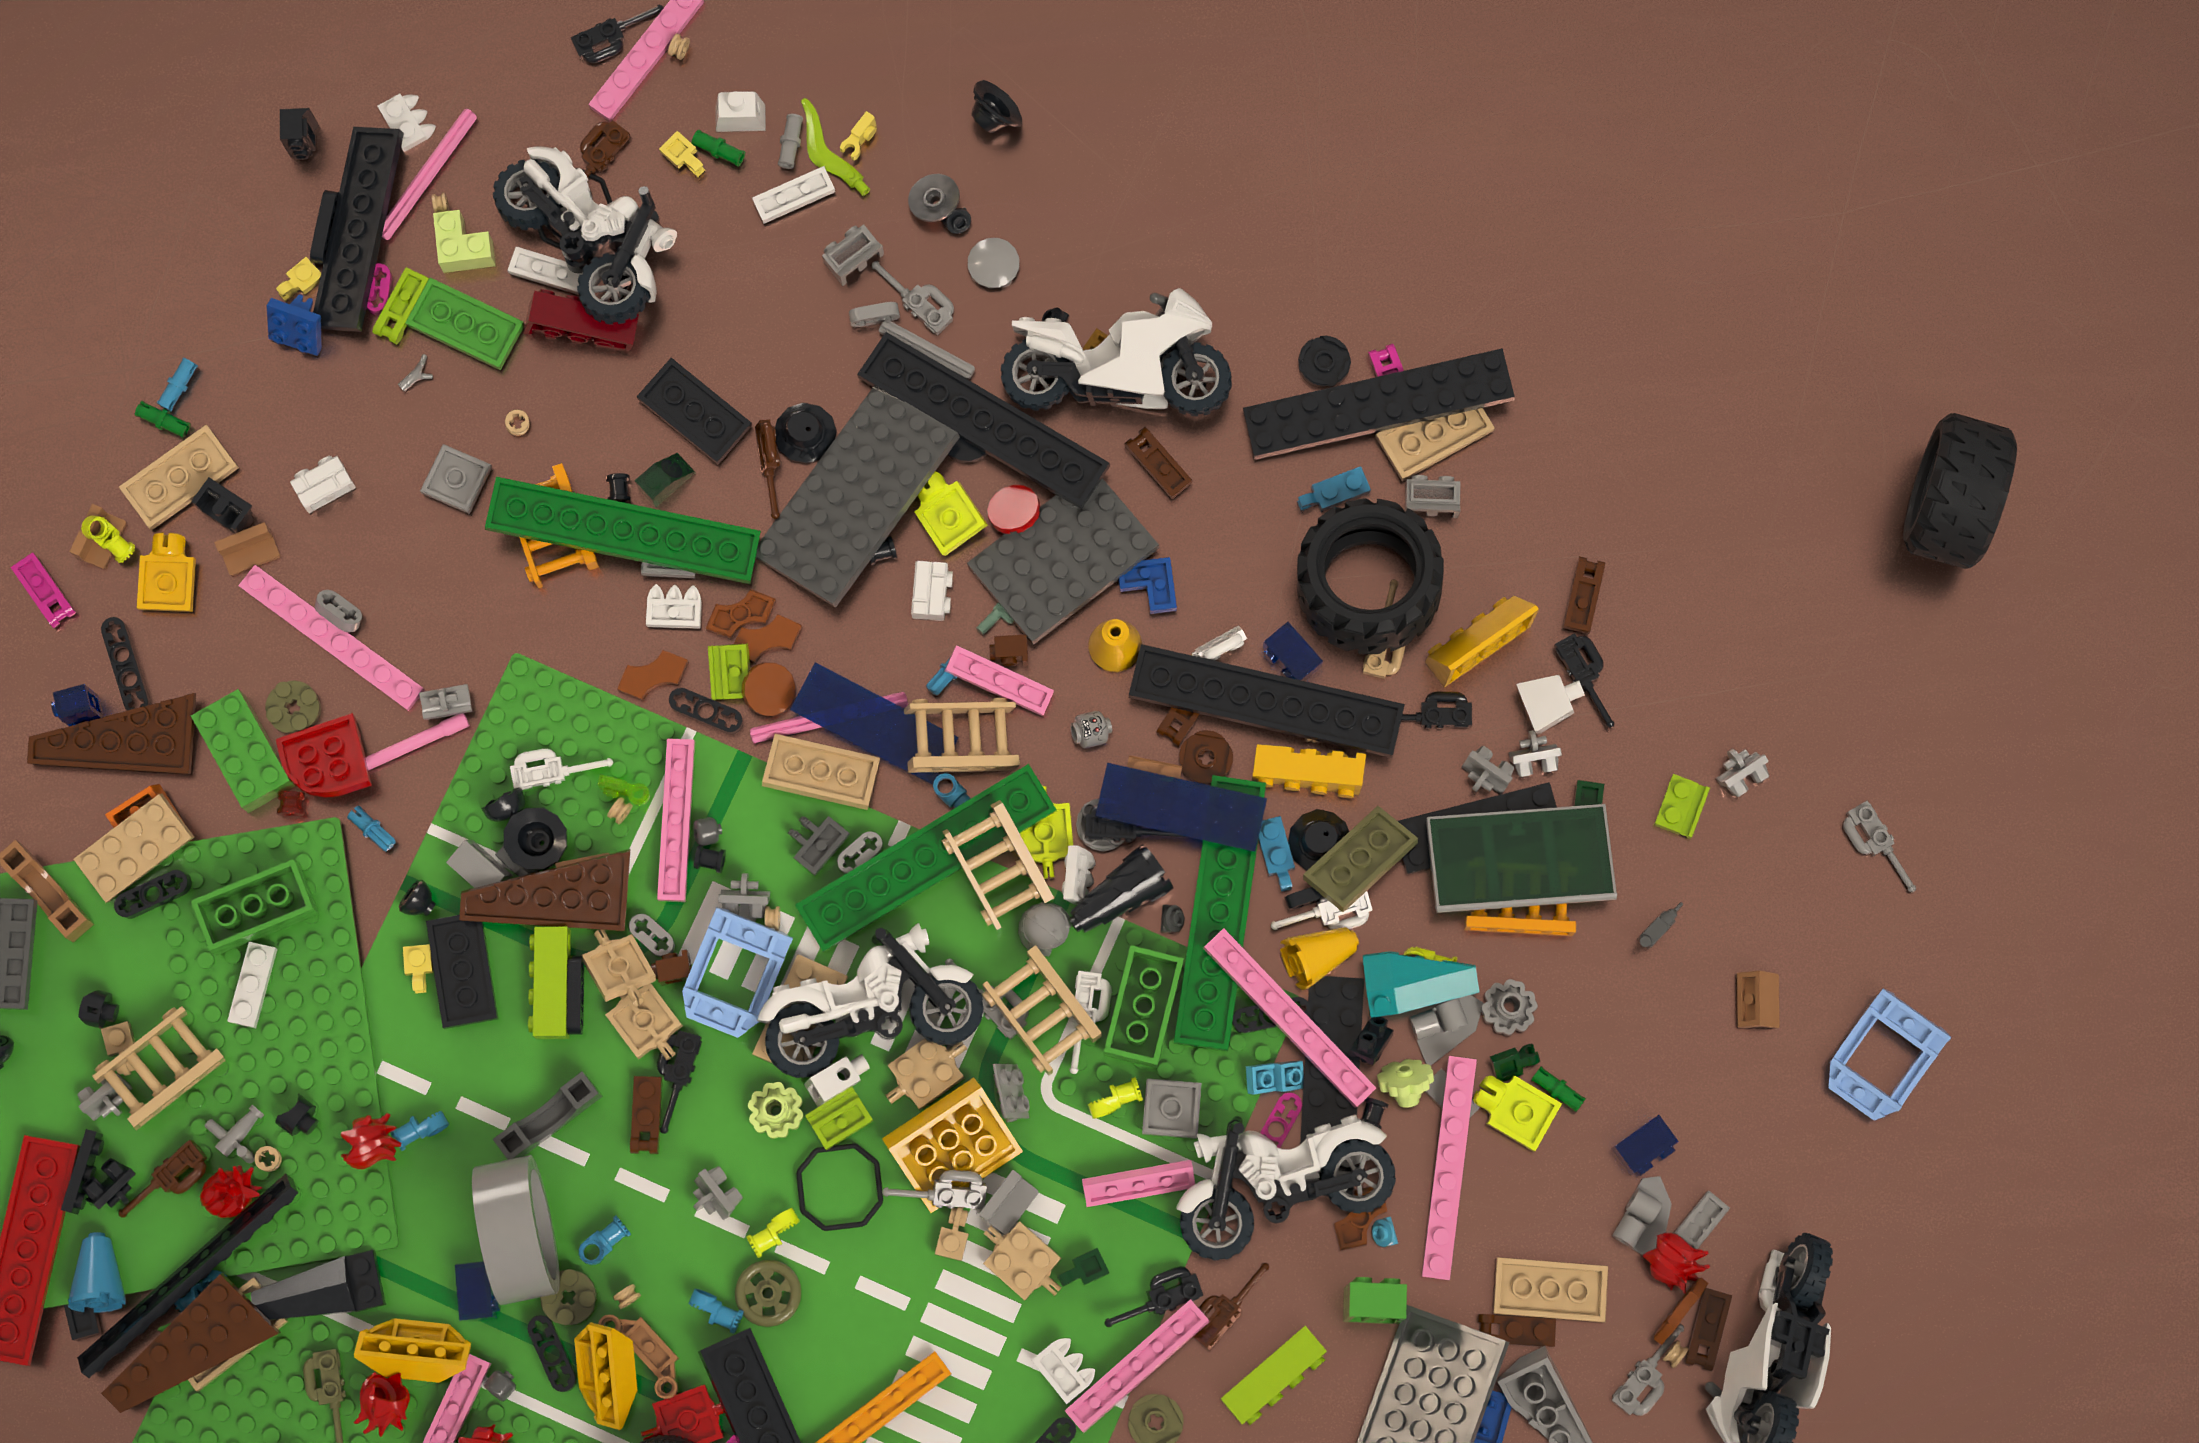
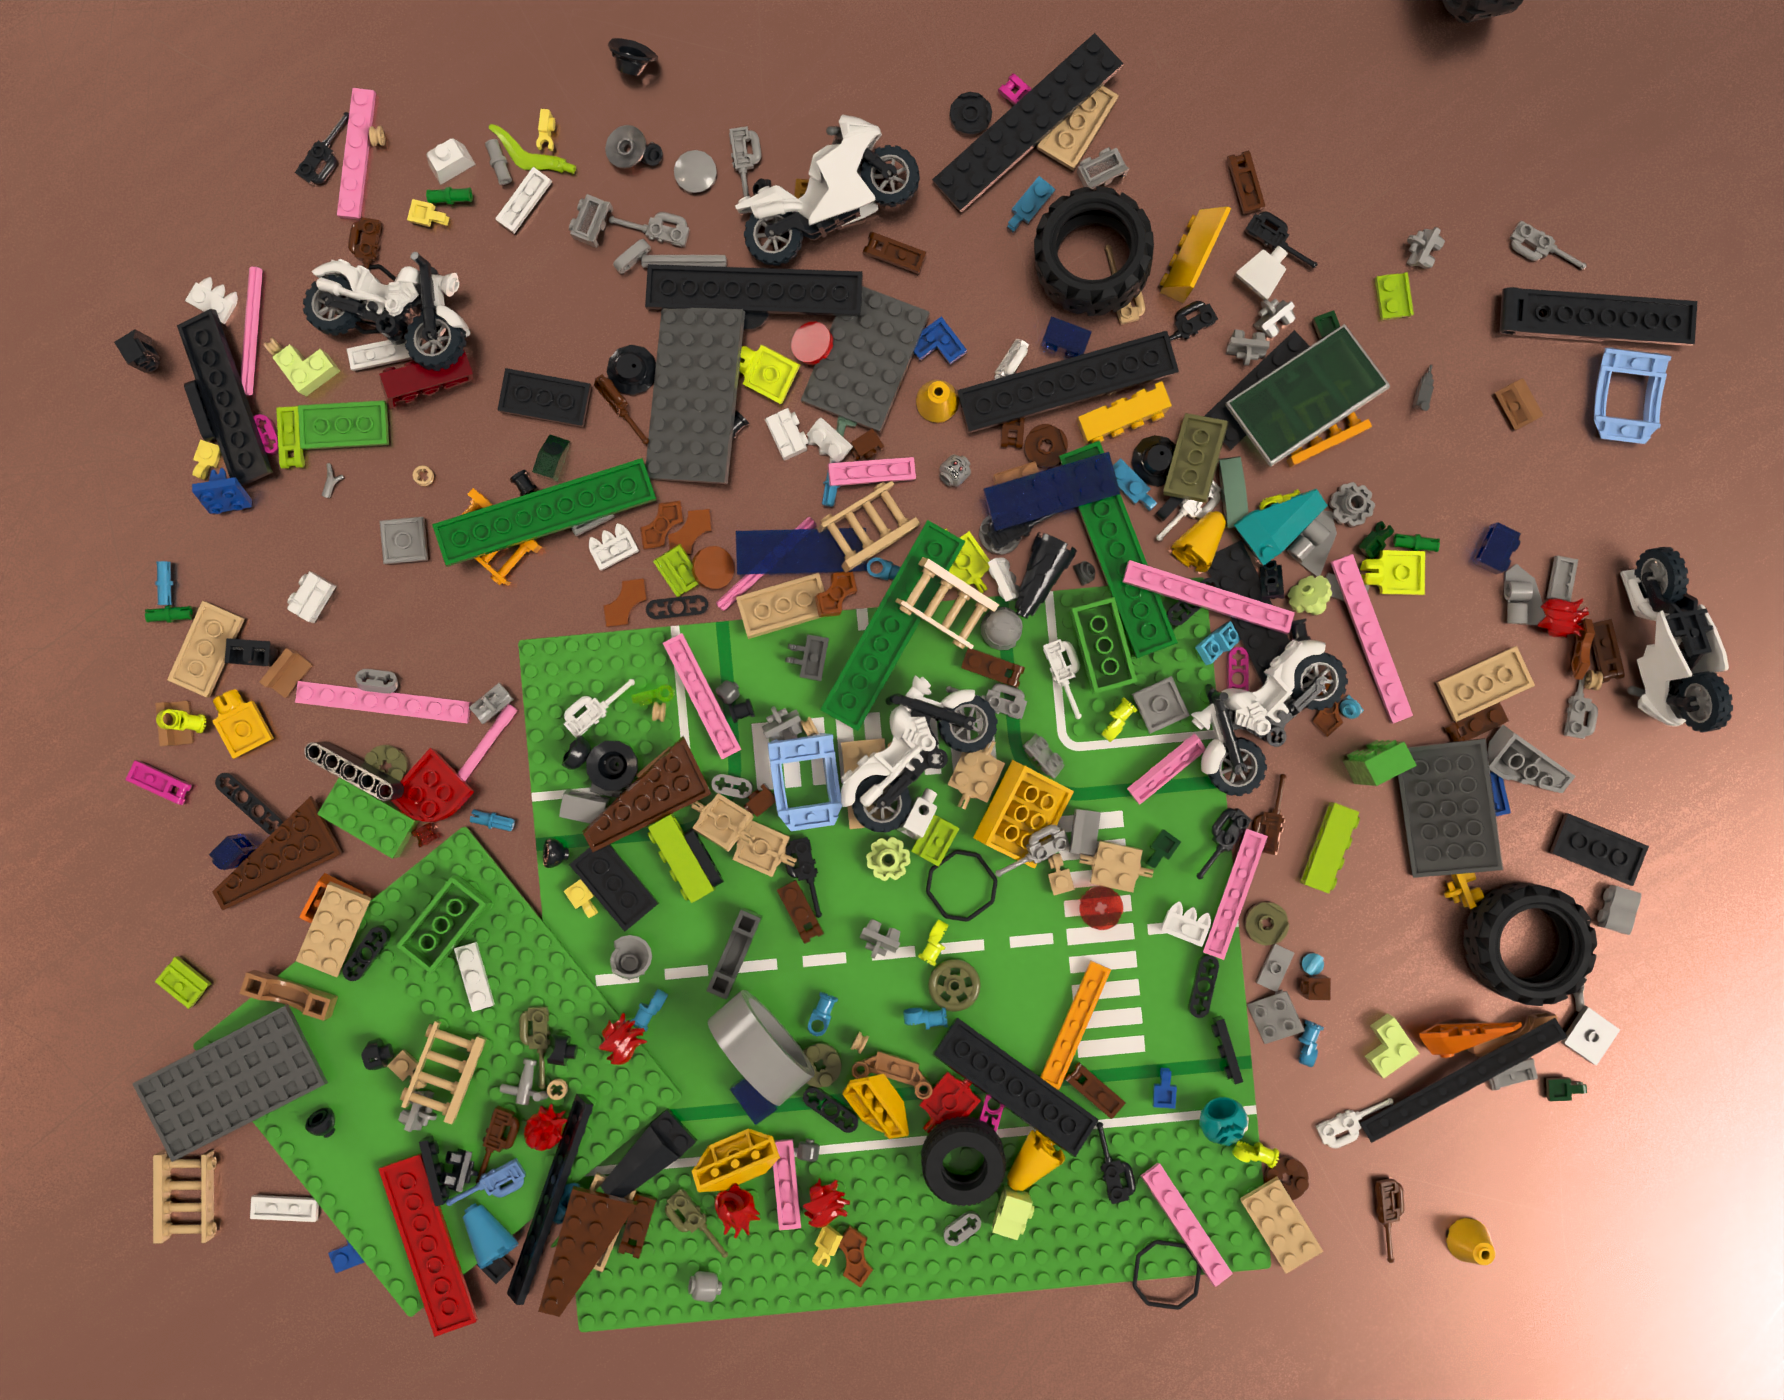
camera: 30 degrees left, 10 degrees up
(138, 1219) = (493, 1179): none -> medium blue piece
(249, 684) = (363, 771): none -> black beam
(265, 1362) = (638, 1225): none -> reddish brown plate
(285, 1089) = (540, 1036): none -> olive piece
(432, 1058) = (630, 957): none -> light grey helmet
(856, 847) = (839, 645): light grey beam -> none
(873, 794) = (830, 602): none -> dark orange tile
(971, 622) = (829, 441): none -> white plate
(988, 1310) = (1095, 918): none -> clear red plate
(1007, 961) = (992, 667): none -> reddish brown plate
(1050, 276) = (742, 160): none -> light grey piece
(1052, 986) = (1052, 676): tan fence -> none
(1384, 917) = (1233, 490): none -> sand green slope
(1894, 951) = (1597, 317): none -> black hinge

